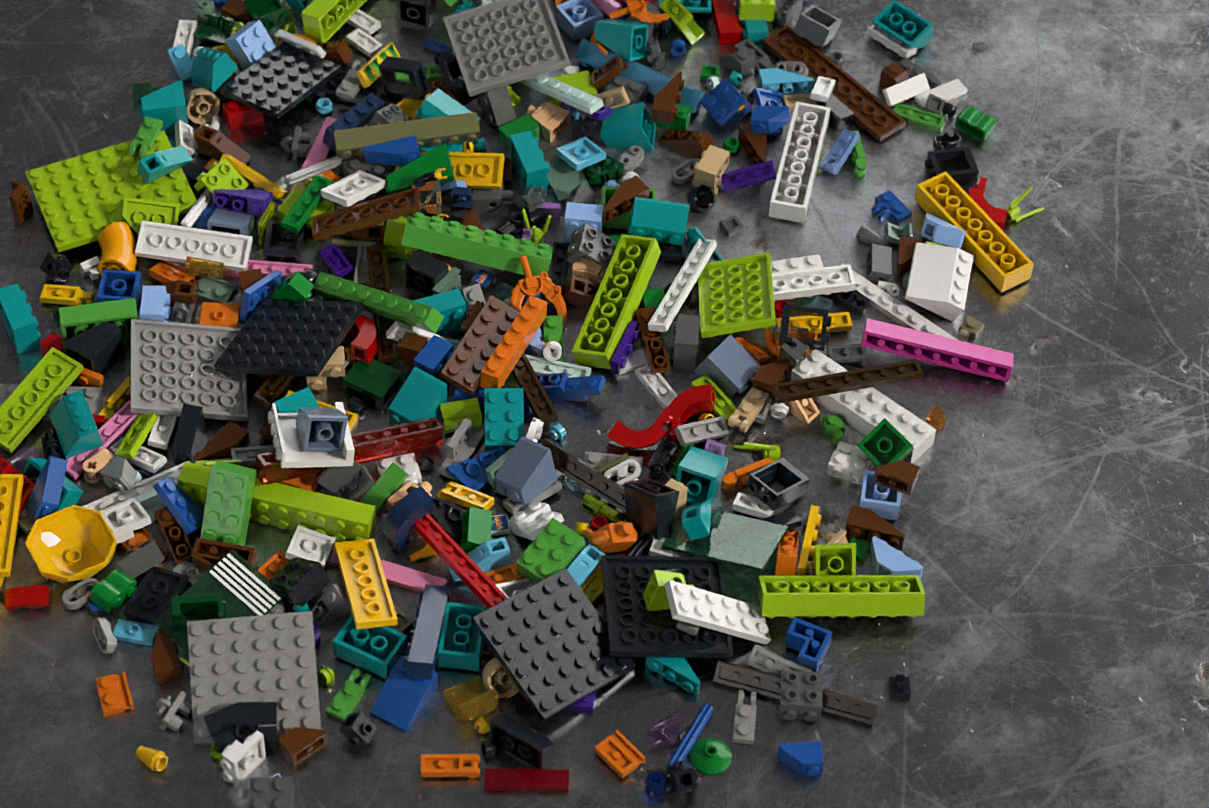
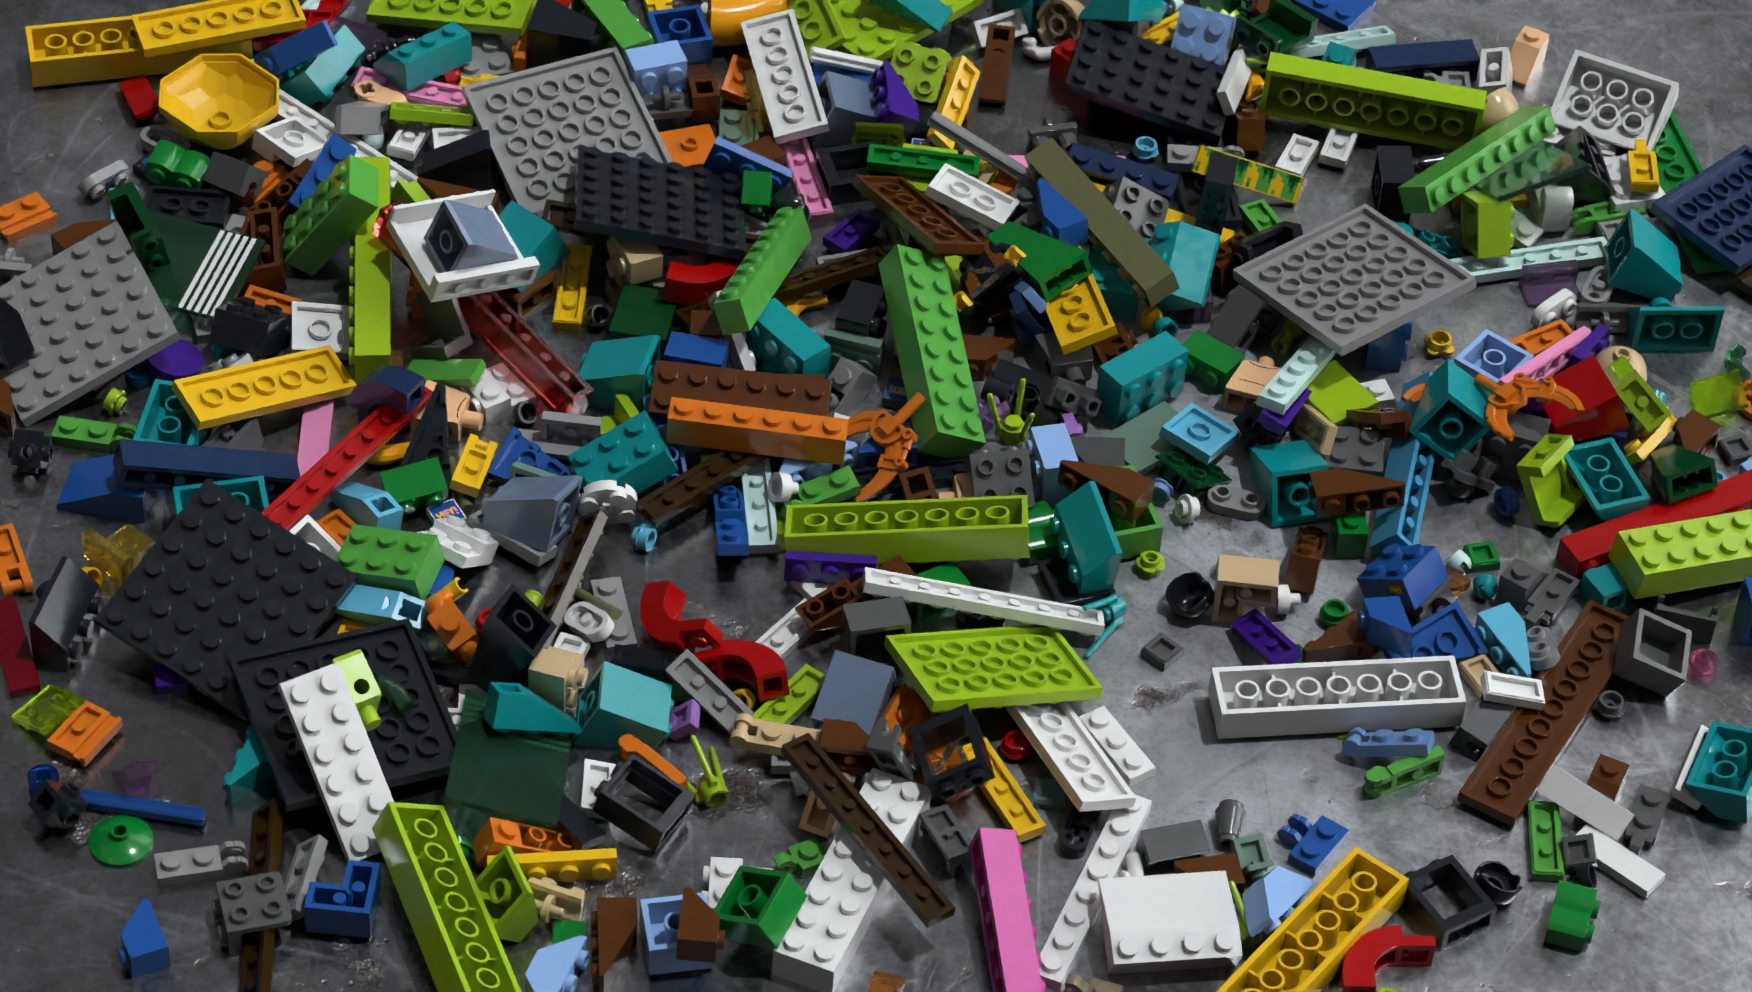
camera: 70 degrees right, 5 degrees down
(592, 770) = (47, 709): none -> clear neon green piece

